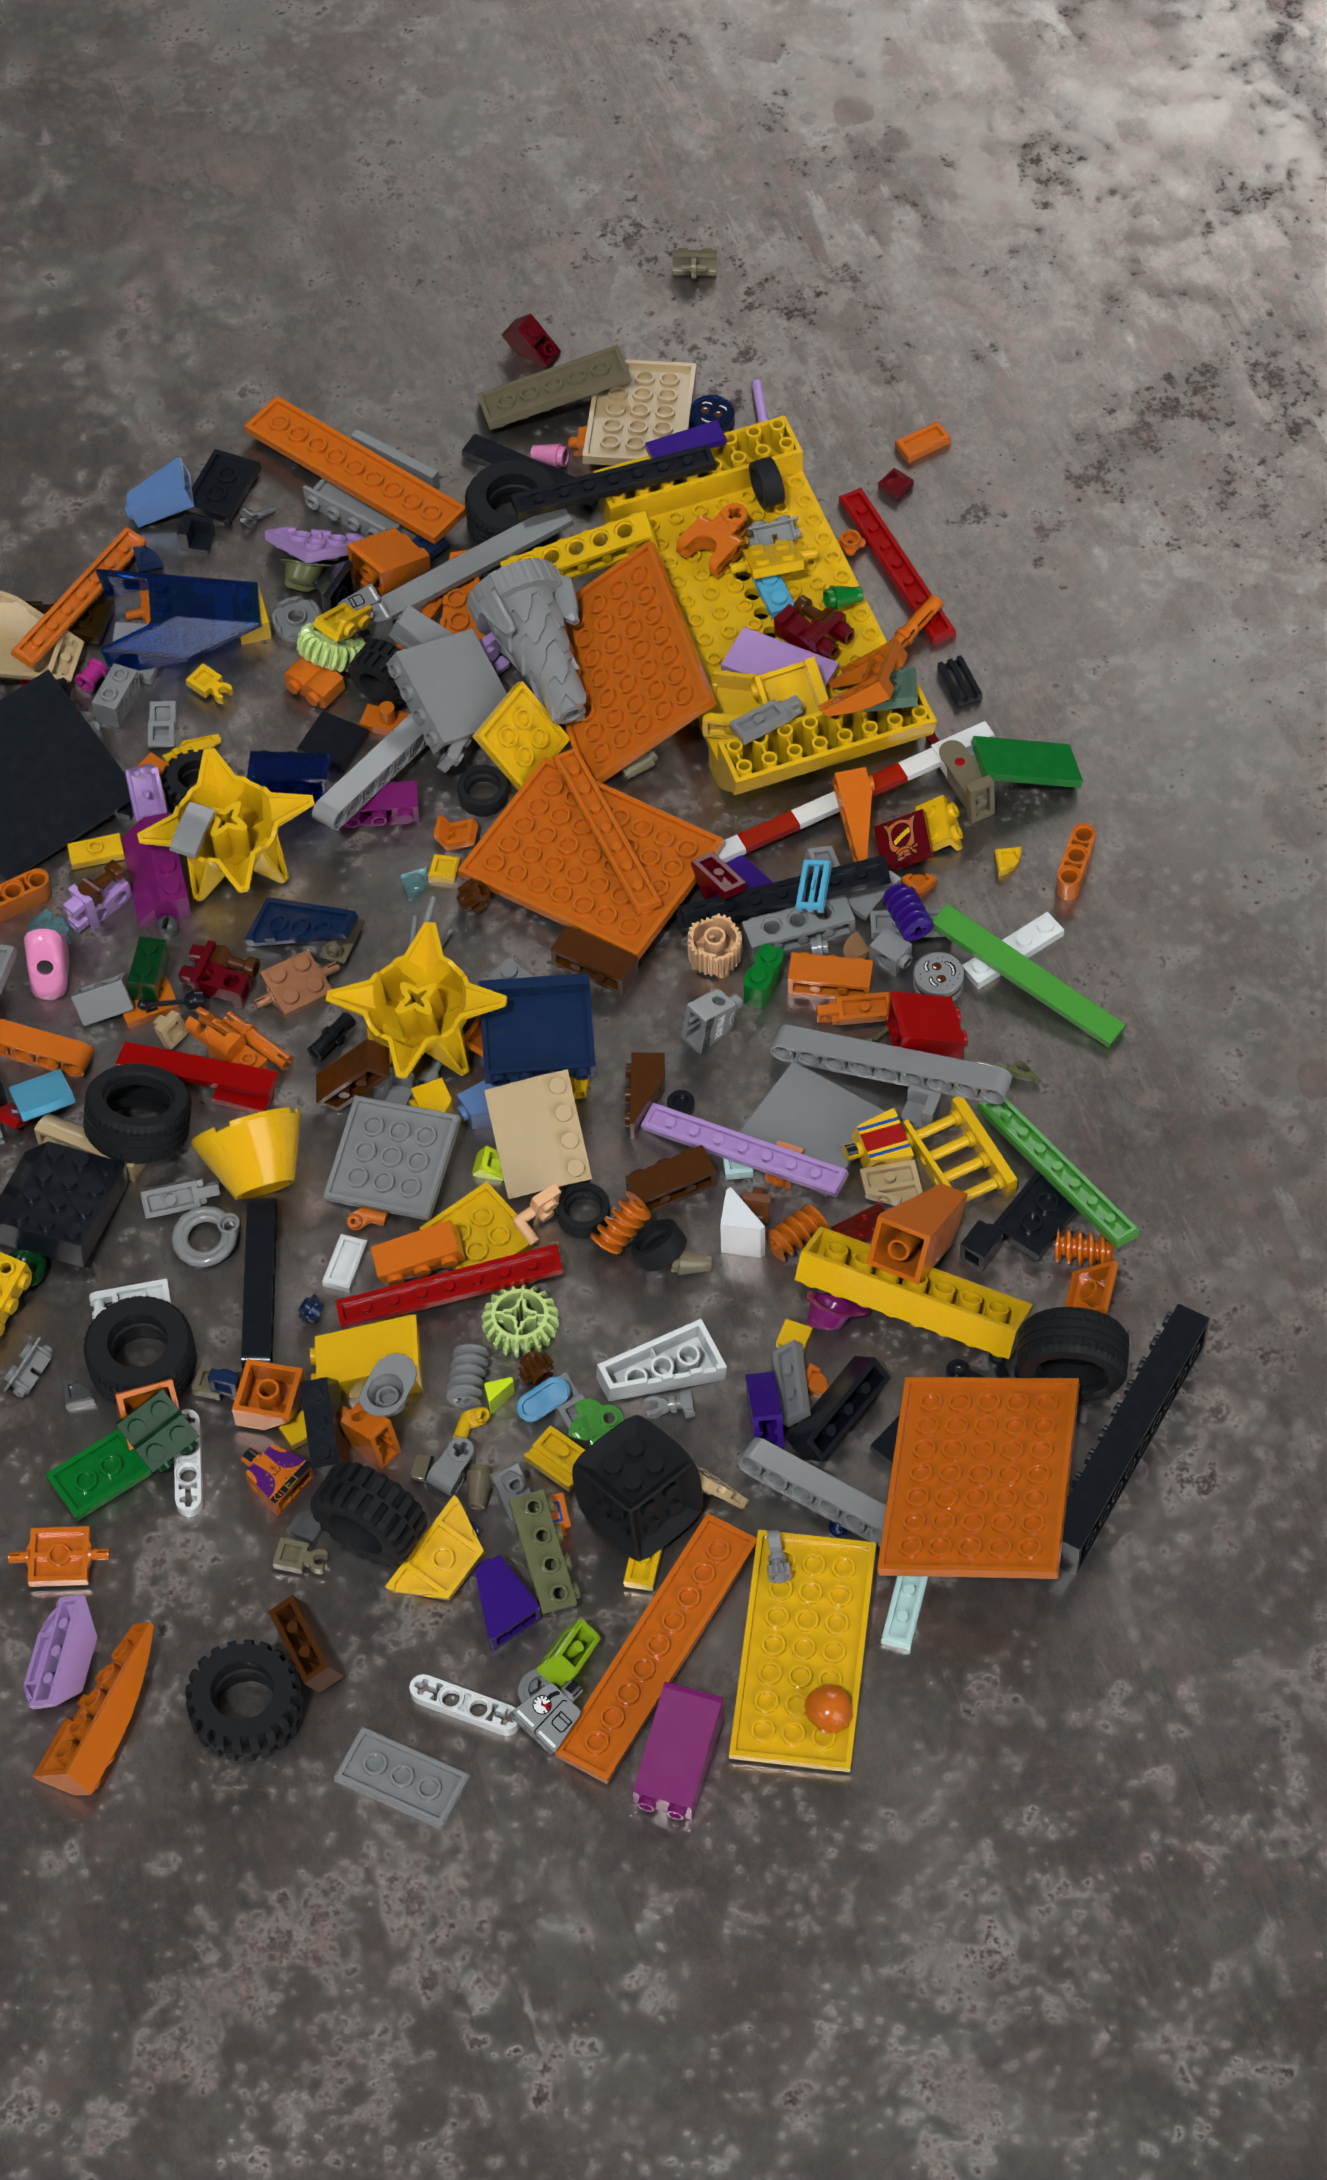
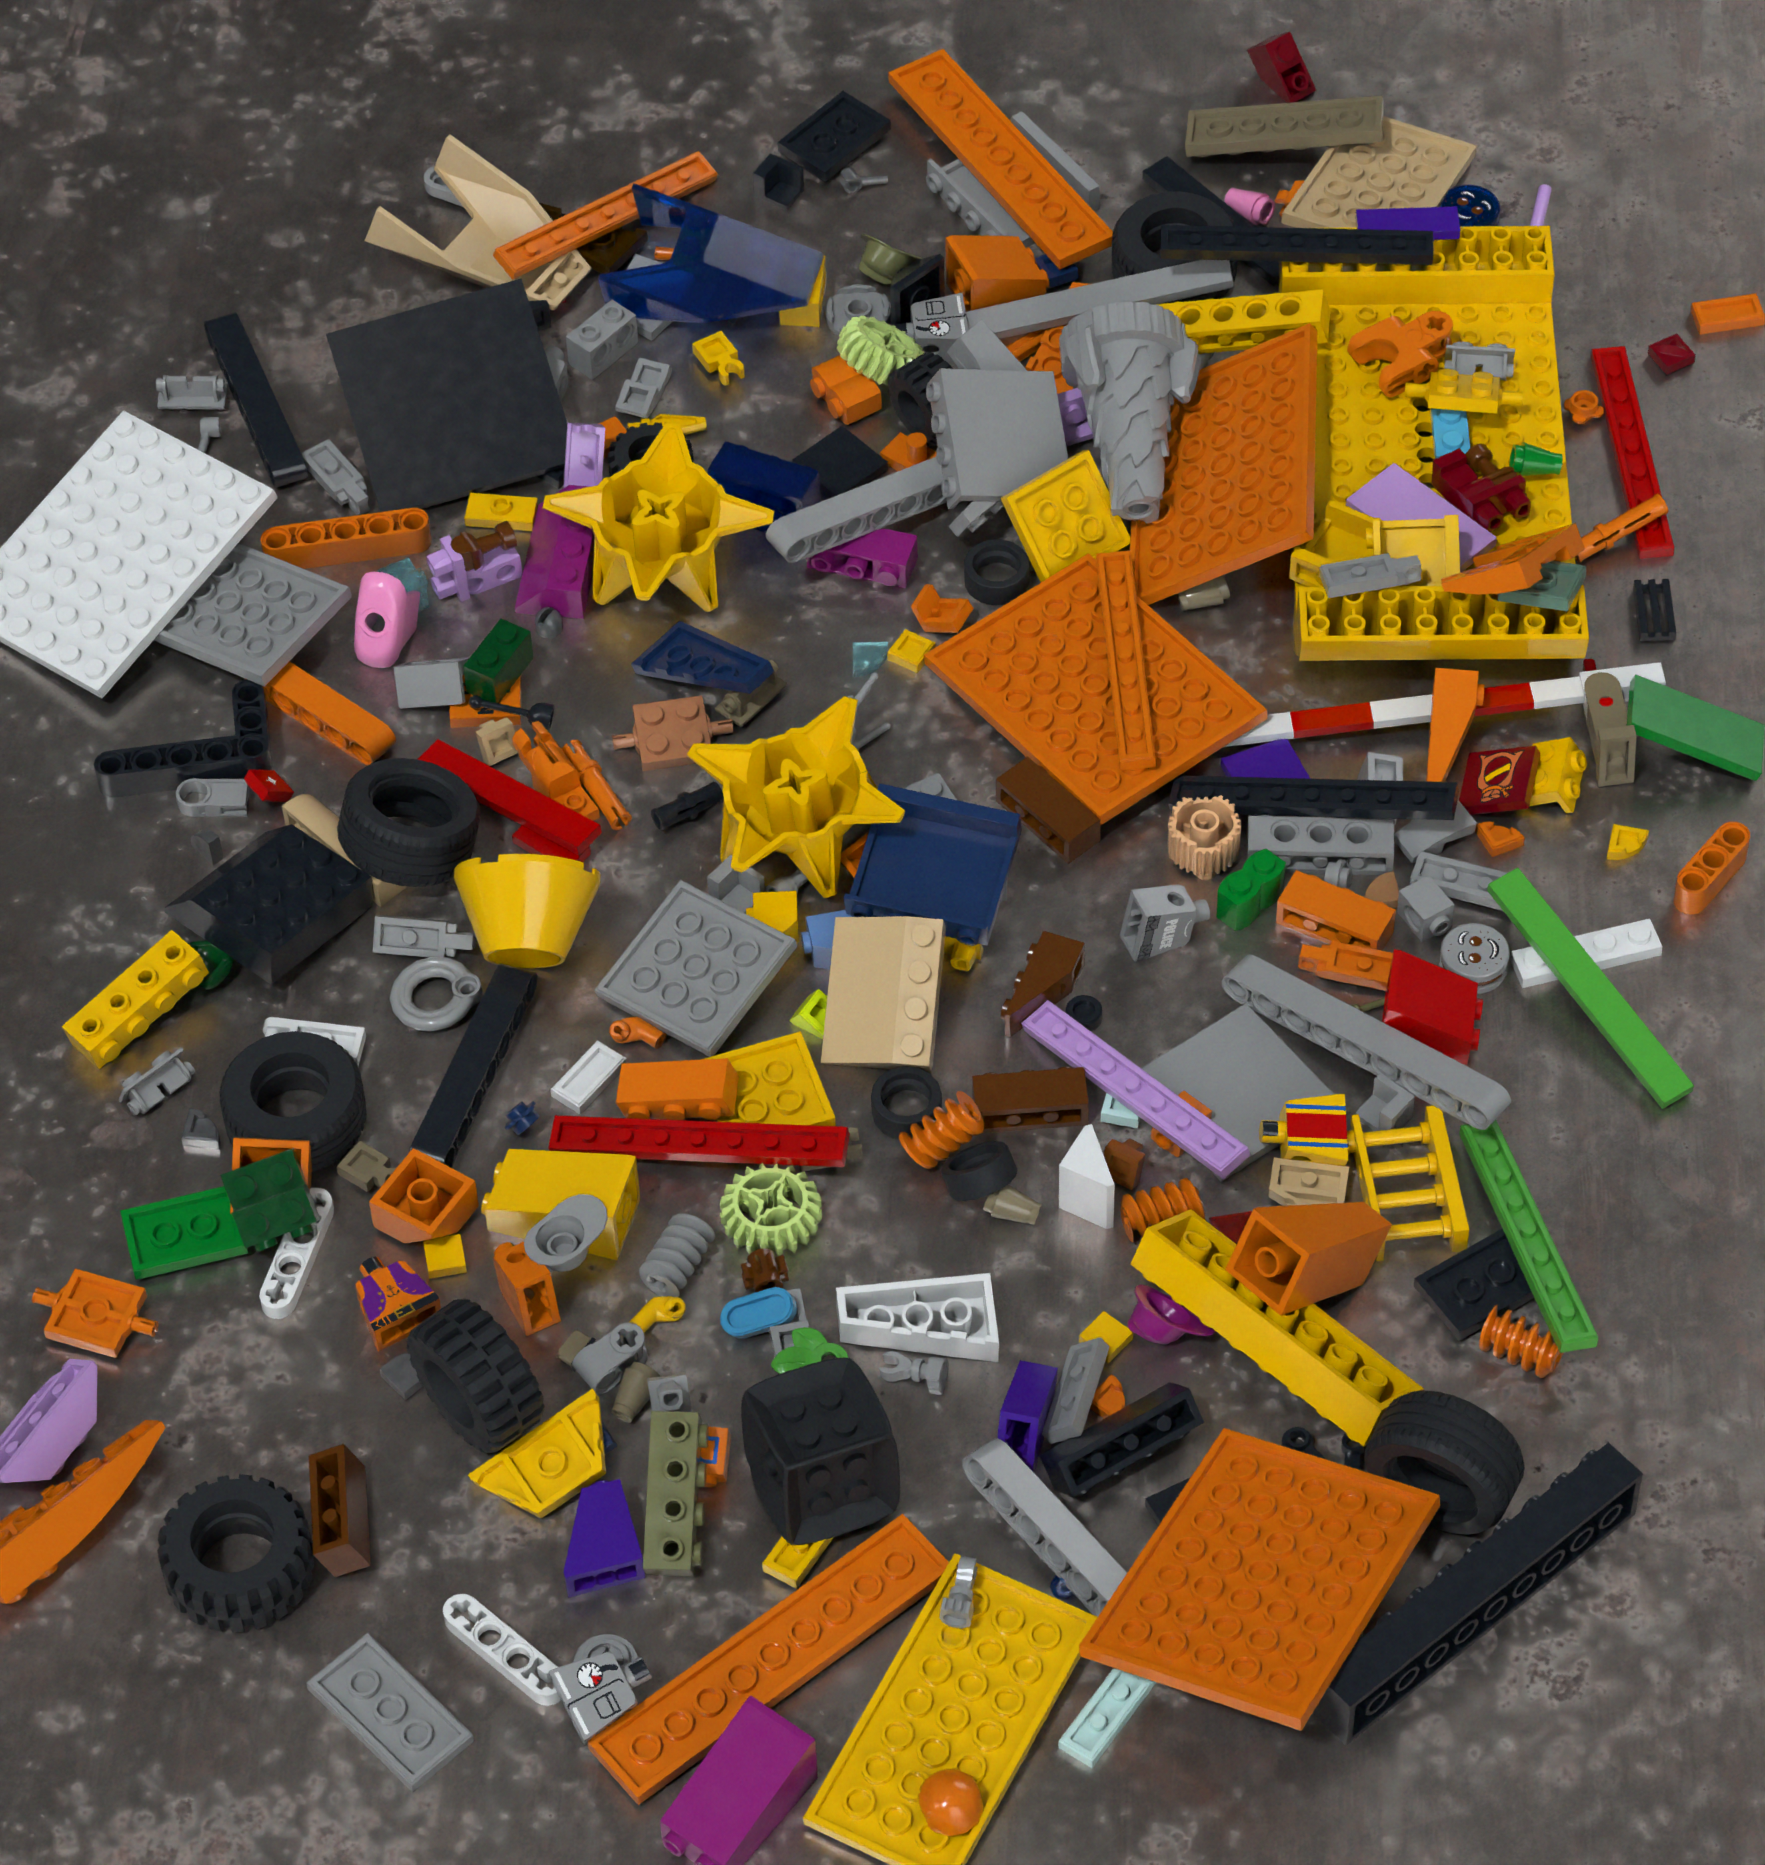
camera: 20 degrees right, 5 degrees down
(41, 1095) = (311, 771): medium azure tile -> none
(91, 675) = (581, 309): dark pink bush -> none
(146, 558) = (708, 194): dark blue tile -> none
(161, 494) = (755, 124): medium blue slope -> none
(192, 829) = (608, 509): light grey slope -> none
(214, 973) = (577, 693): dark red hips -> none
(223, 1381) = (374, 1166): dark blue plate -> none
(295, 1555) = (377, 1402): dark tan plate -> none
(311, 546) = (906, 231): lavender plate -> none
(320, 1405) = (475, 1227): black arch -> none
(343, 621) = (904, 324): yellow bracket -> none
(352, 1075) = (686, 853): reddish brown brick -> none
(473, 896) = (930, 691): reddish brown gear -> none
(498, 1392) = (706, 1288): neon yellow slope -> none
(540, 1208) = (852, 1083): light nougat plate -> none
(554, 1456) = (735, 1377): yellow plate -> none
(568, 1653) = (652, 1626): lime brick -> none
(694, 262) = (1525, 28): dark tan hips -> none
(715, 1486) = (923, 1482): tan wing -> none
(716, 877) = (1237, 752): dark red slope -> none
(766, 482) = (1492, 298): black tyre -> none
(811, 904) = (1358, 798): medium azure tile -> none
(907, 912) = (1463, 863): dark purple piece -> none
(981, 1245) = (1391, 1297): black brick -> none
(1015, 1071) = (1526, 1098): olive hand -> none
(1093, 1287) = (1517, 1396): orange slope -> none

